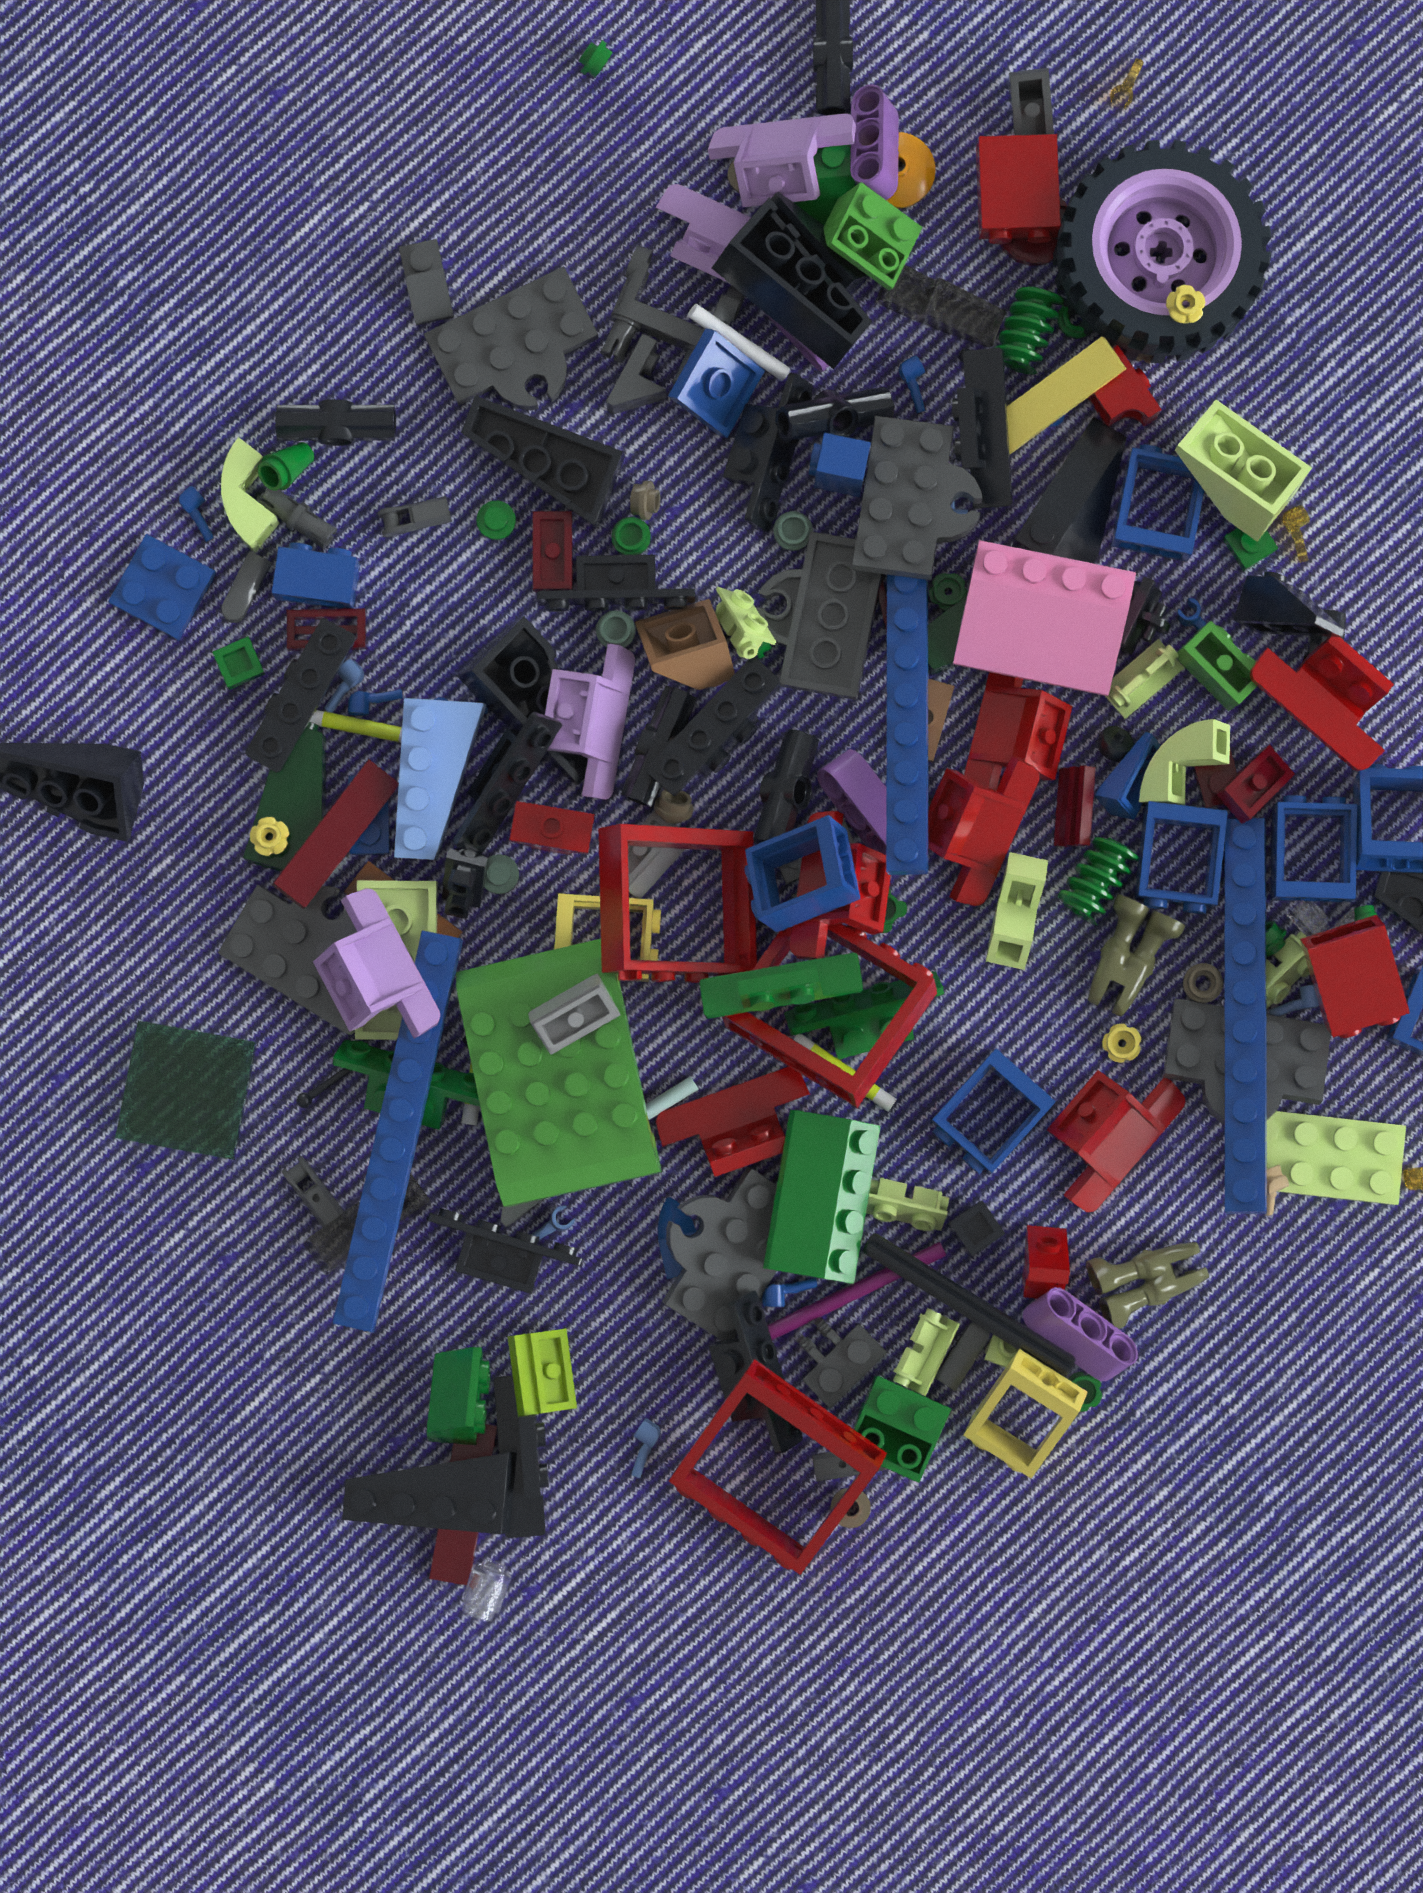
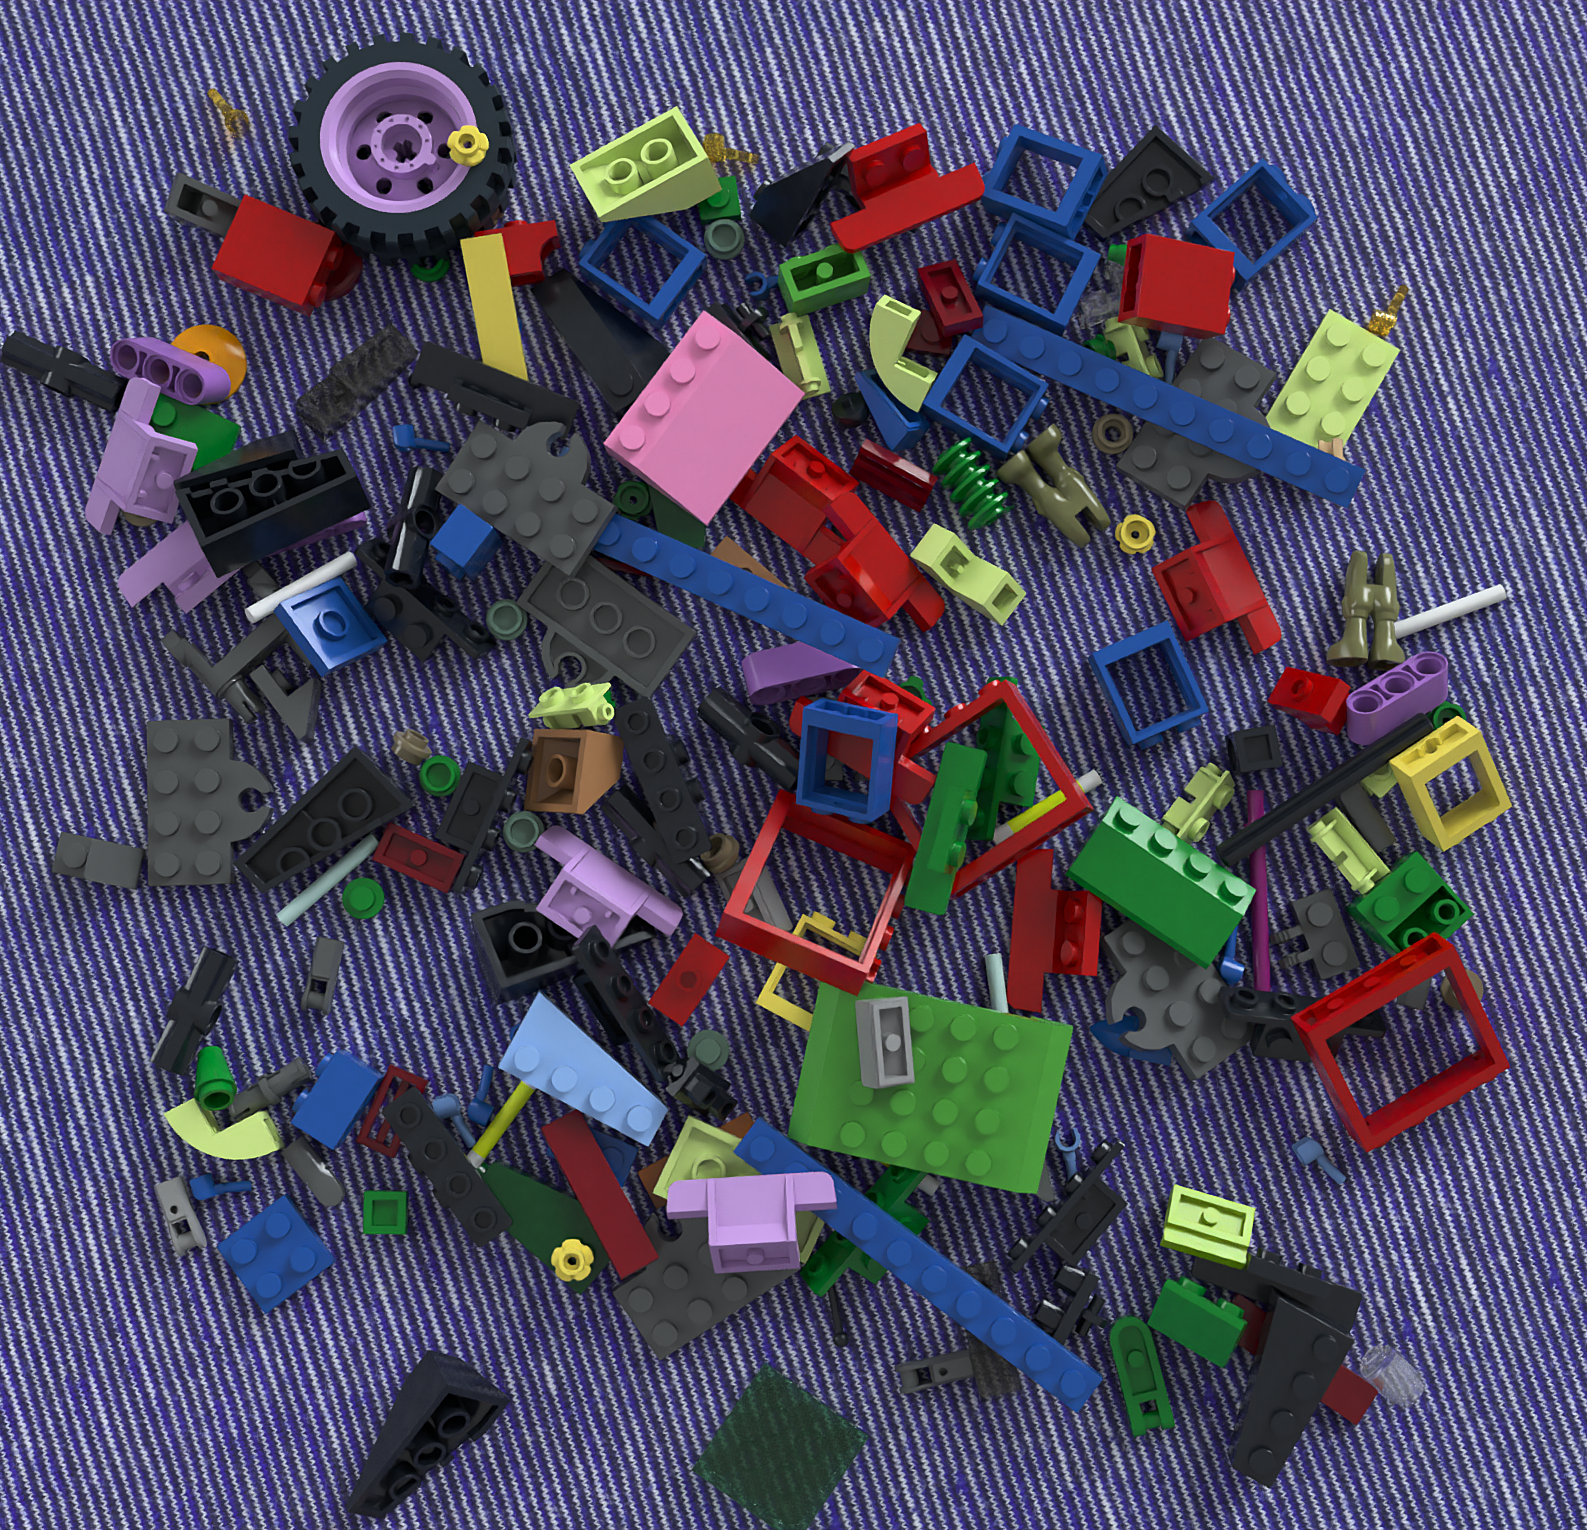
camera: 65 degrees left, 0 degrees up
(163, 486) = (177, 1207): none -> light grey bar
(388, 1370) = (1139, 1374): none -> green plate
(441, 1282) = (1061, 1320): none -> black hips
(498, 483) = (328, 879): none -> light aqua bar
(871, 234) = (256, 412): bright green slope -> none
(1025, 327) = (414, 309): green piece -> none
(1181, 1350) = (1449, 611): none -> white bar
(1217, 564) = (724, 239): none -> sand green plate

